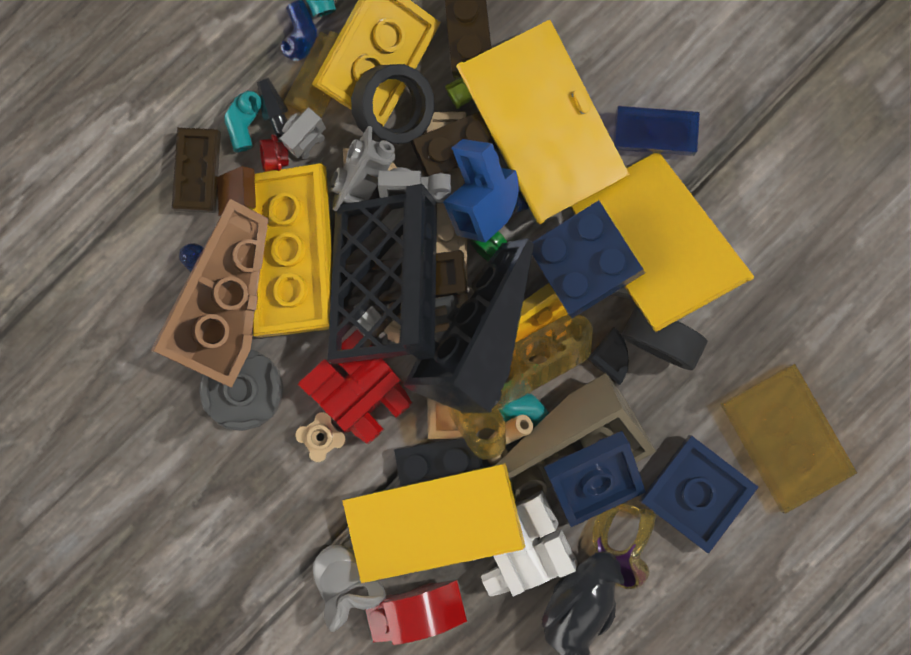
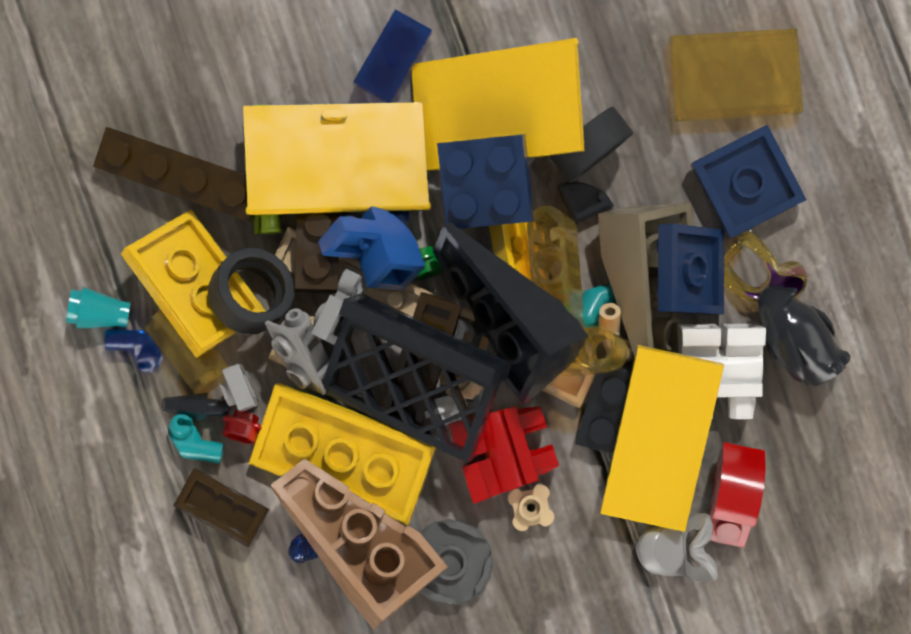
camera: 70 degrees left, 0 degrees up
(238, 186) = (257, 475): reddish brown tile -> none

